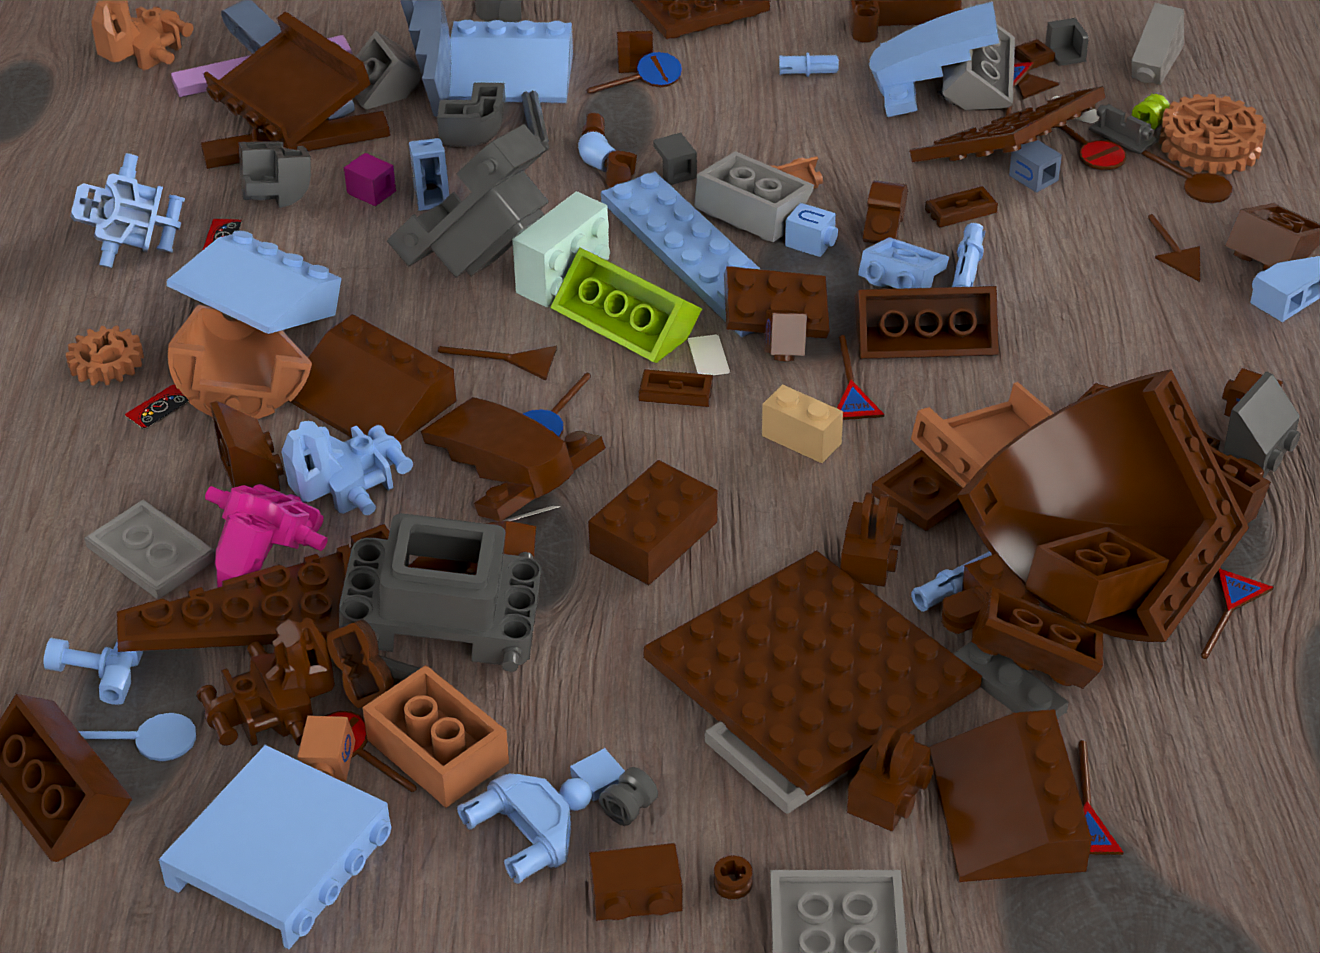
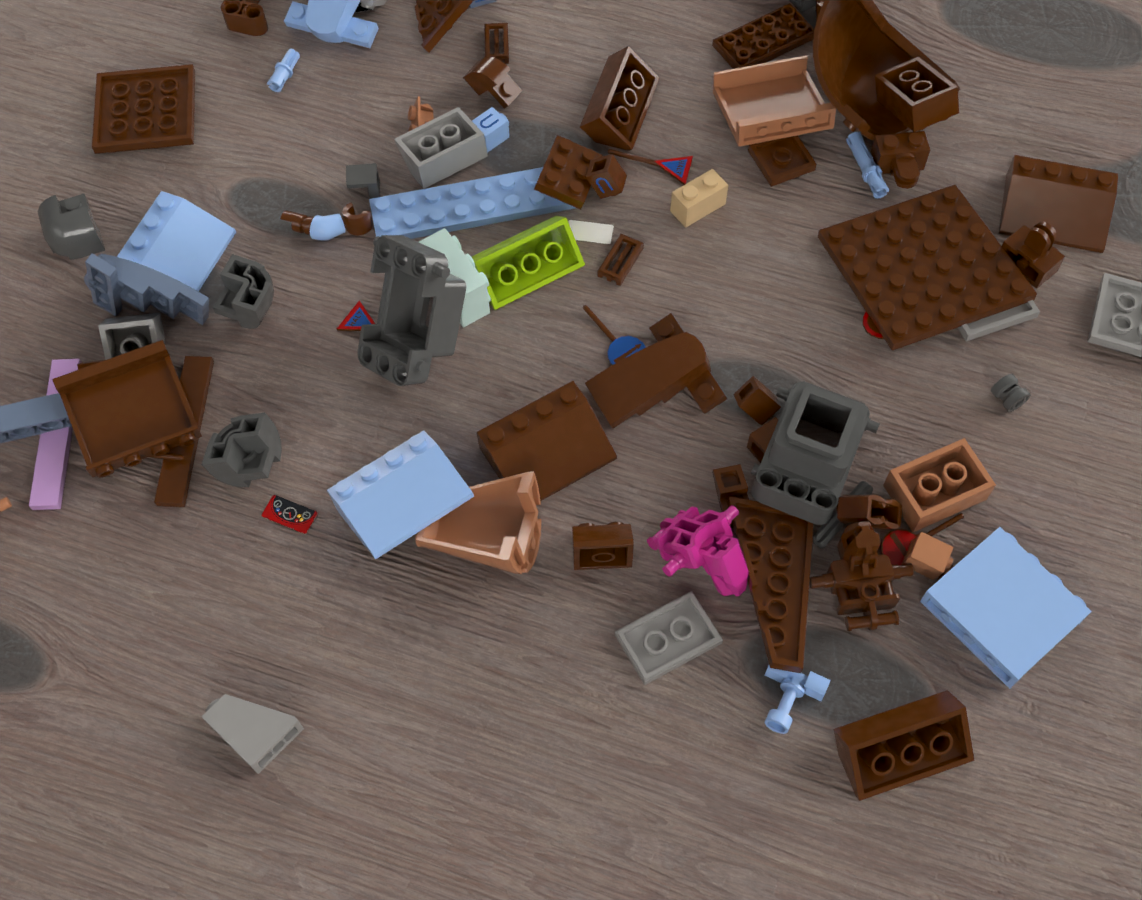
camera: 70 degrees left, 20 degrees up
(104, 355) = (425, 615): nougat gear -> none
(126, 212) = (252, 577): light blue piece -> none
(157, 407) = (494, 603): sticker -> none
(158, 738) = (869, 665): light blue piece -> none
(346, 469) = (639, 481): light blue piece -> none
(370, 179) = (281, 385): magenta panel -> none
(429, 167) = (300, 340): light blue torso -> none
(531, 513) = (725, 377): white sticker -> none
(534, 116) = (265, 258): dark grey axle -> none
(534, 361) = (549, 337): reddish brown piece -> none
(536, 811) = (1015, 445): light blue connector -> none
(598, 771) = (980, 406): light blue tile -> none
(632, 48) = (205, 170): reddish brown panel -> none
(636, 882) = (1083, 408): reddish brown brick -> none
(653, 522) = (766, 308): reddish brown brick -> none
(655, 69) = (233, 161): blue piece -> none
(724, 885) = (1088, 354): reddish brown bush -> none
(870, 541) = (825, 196): reddish brown brick -> none
(900, 265) = (556, 92): light blue plate -> none
(969, 253) = (554, 55): light blue pin -> none
(1010, 683) = (960, 173): dark grey plate -> none
(1038, 639) = (957, 141): reddish brown slope -> none
(1236, 593) = (915, 39): piece -> none

